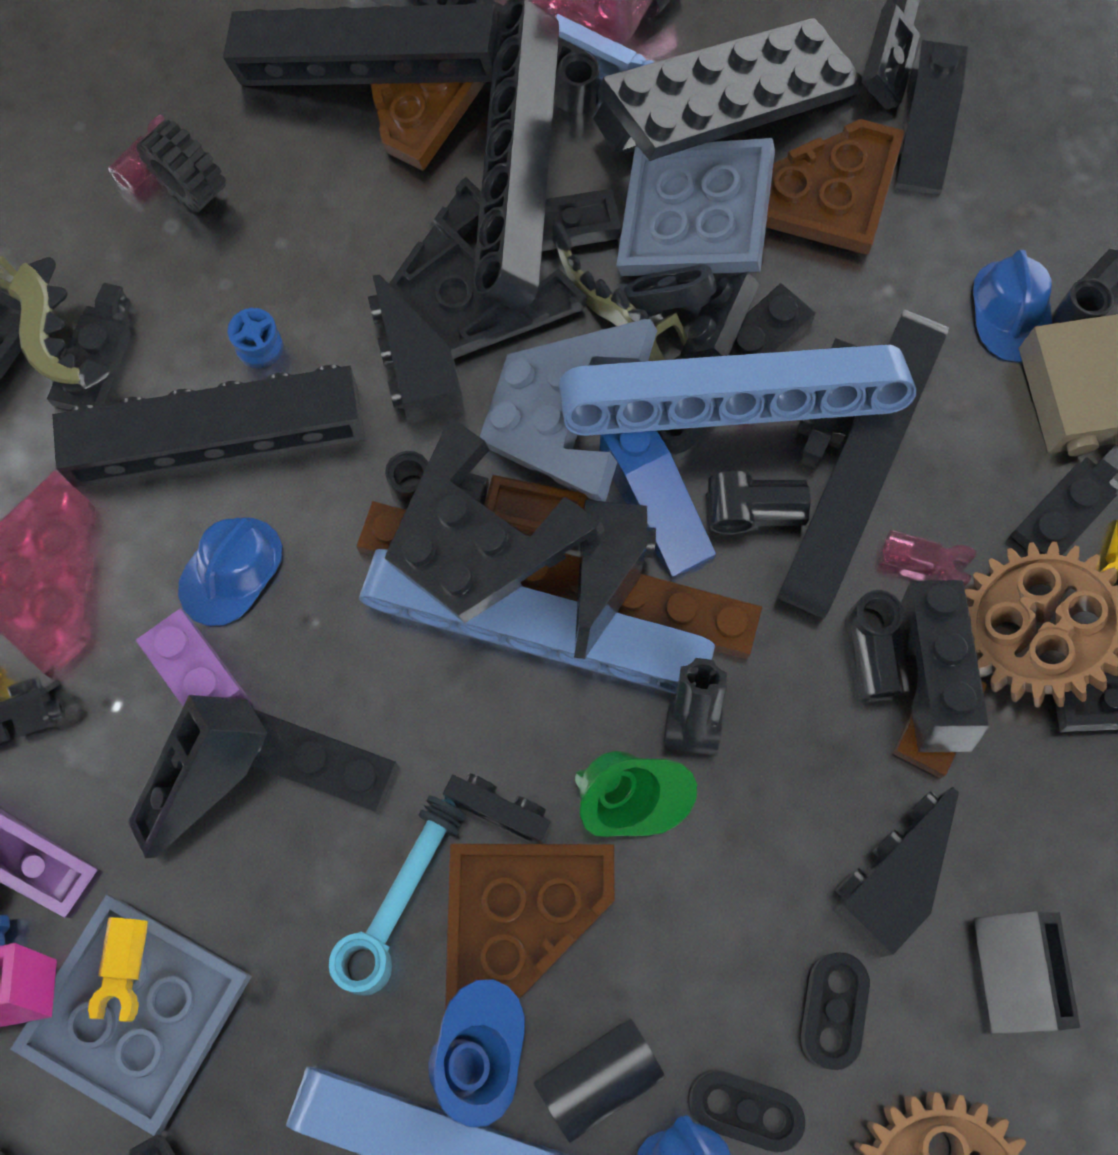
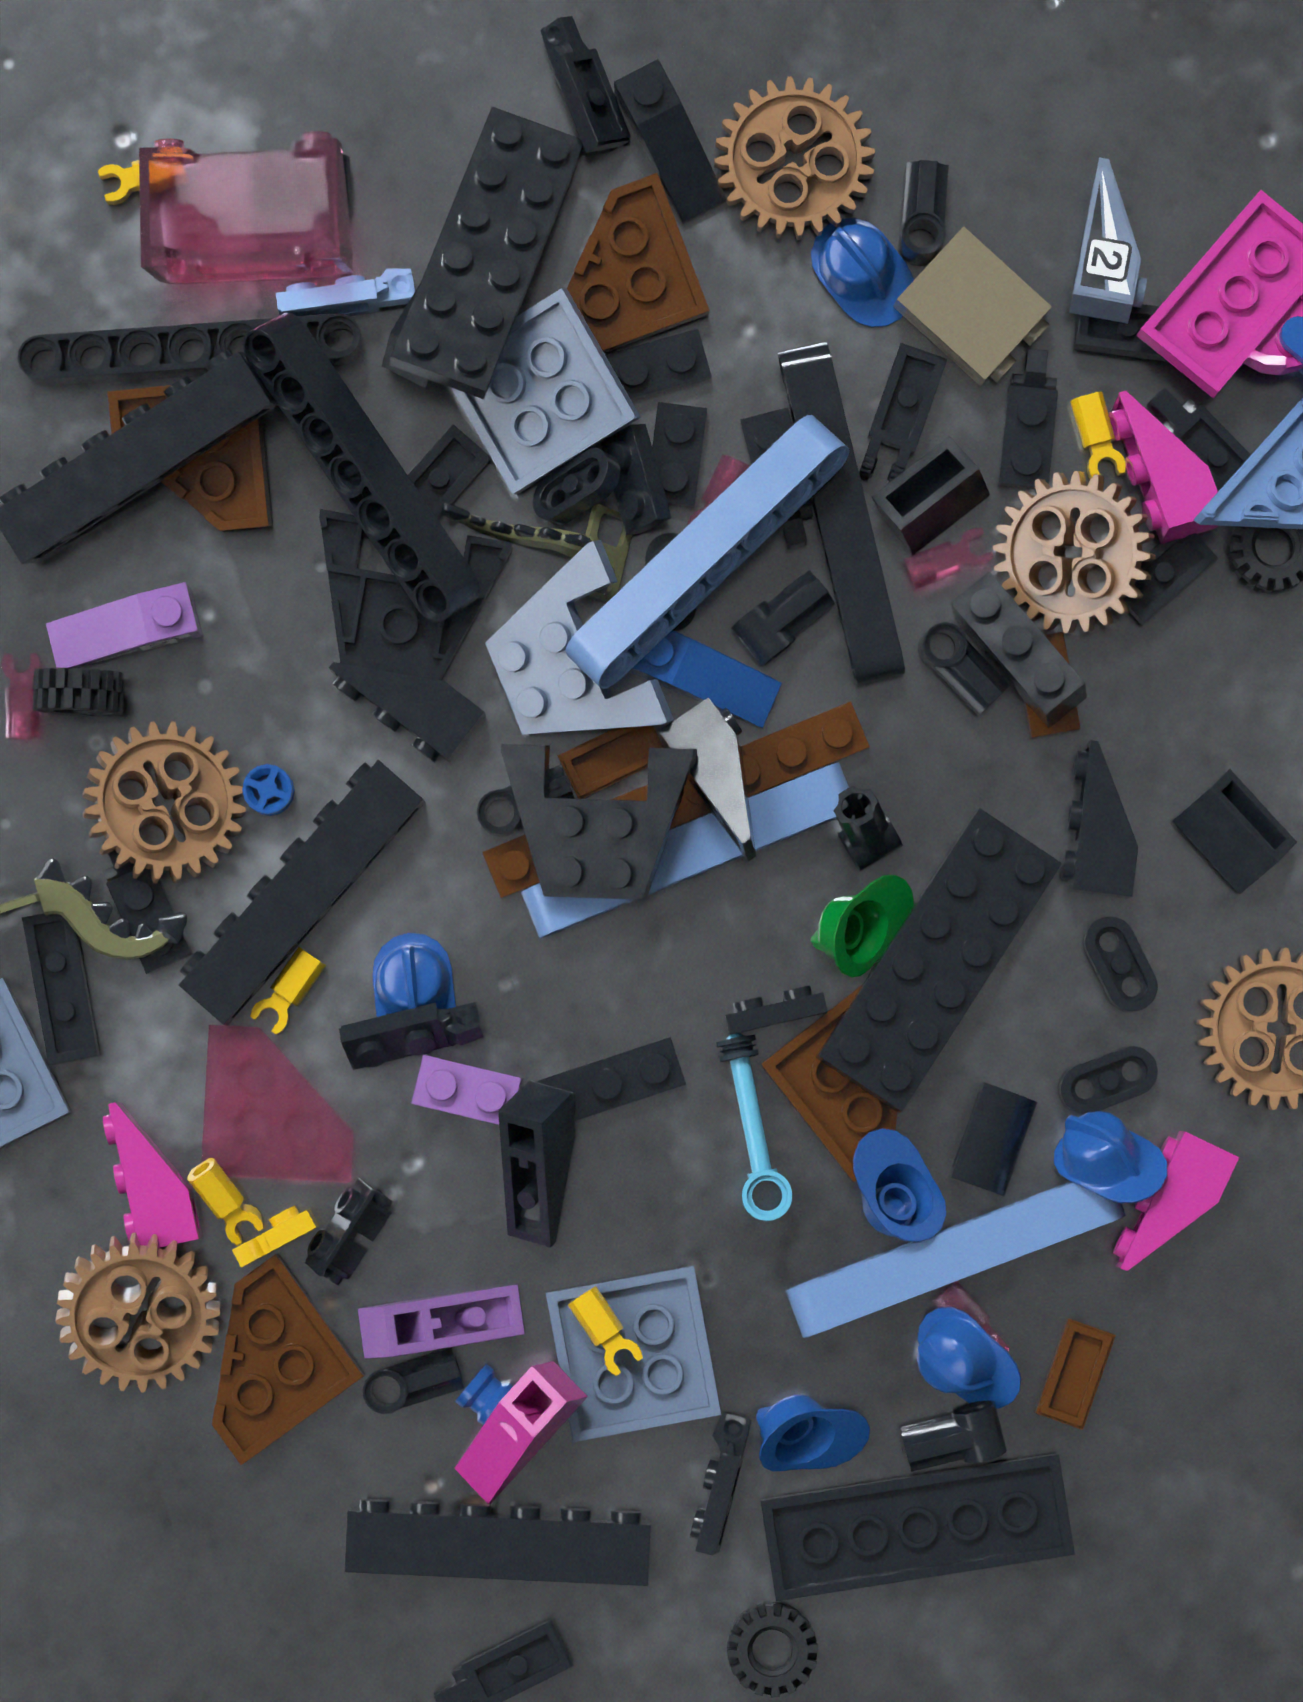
camera: 40 degrees left, 15 degrees up
(128, 273) = (122, 817): none -> medium nougat gear
(137, 491) = (290, 987): none -> yellow bar
(192, 589) = (409, 1033): none -> black hinge
(269, 160) = (125, 627): none -> medium lavender slope
(670, 877) = (938, 960): none -> black plate
(803, 263) = (661, 365): none -> black plate
(952, 497) = (931, 495): none -> black brick
(973, 421) = (903, 407): none -> black hinge
(1031, 183) = (767, 122): none -> medium nougat gear

